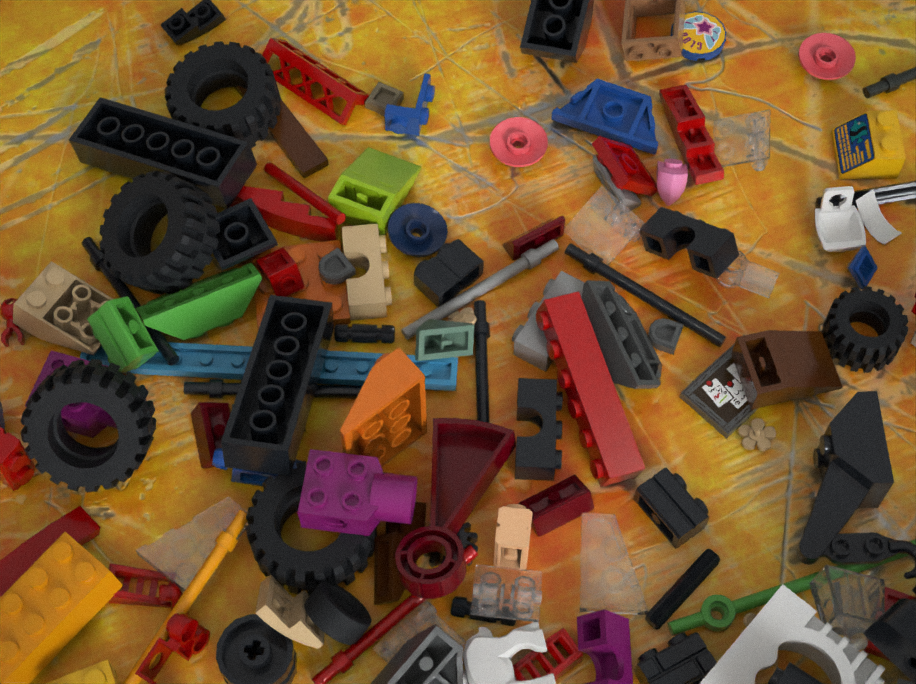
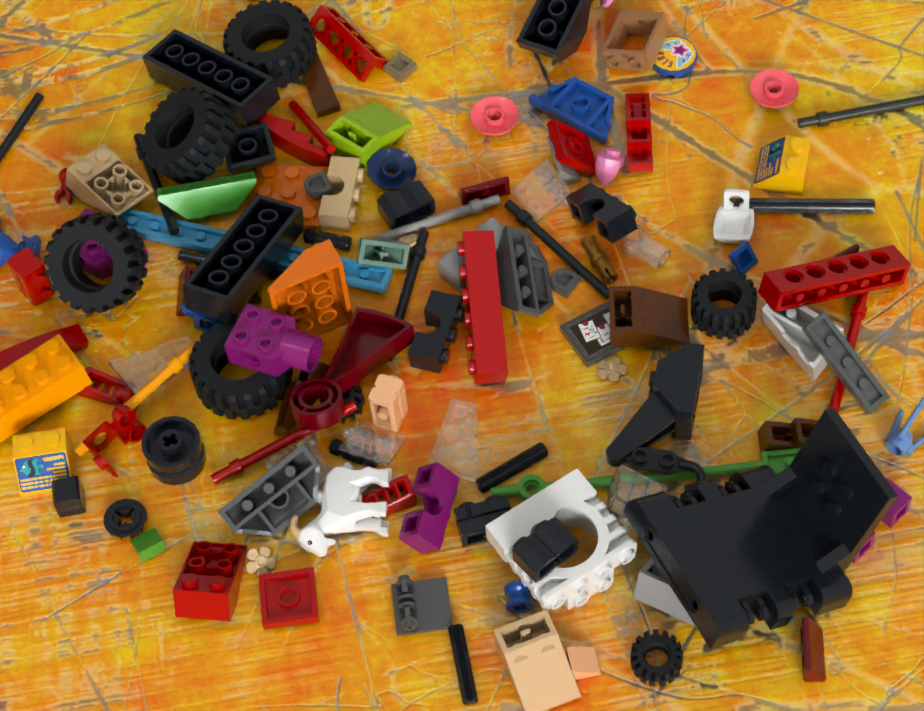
camera: 20 degrees right, 5 degrees down
(122, 334) = (140, 203): bright green brick -> none
(281, 272) = (274, 182): red bracket -> none
(287, 613) = (200, 420): tan slope -> none
(337, 613) = (240, 428): black tyre -> none
(410, 120) = (413, 85): blue bracket -> none
(558, 505) = (435, 391): dark red slope -> none
(672, 507) = (522, 407): black brick -> none
(699, 299) = (599, 259): none -> pearl gold pin
(743, 139) = (680, 144): clear hinge -> none
(874, 219) = (768, 222): white sticker -> none

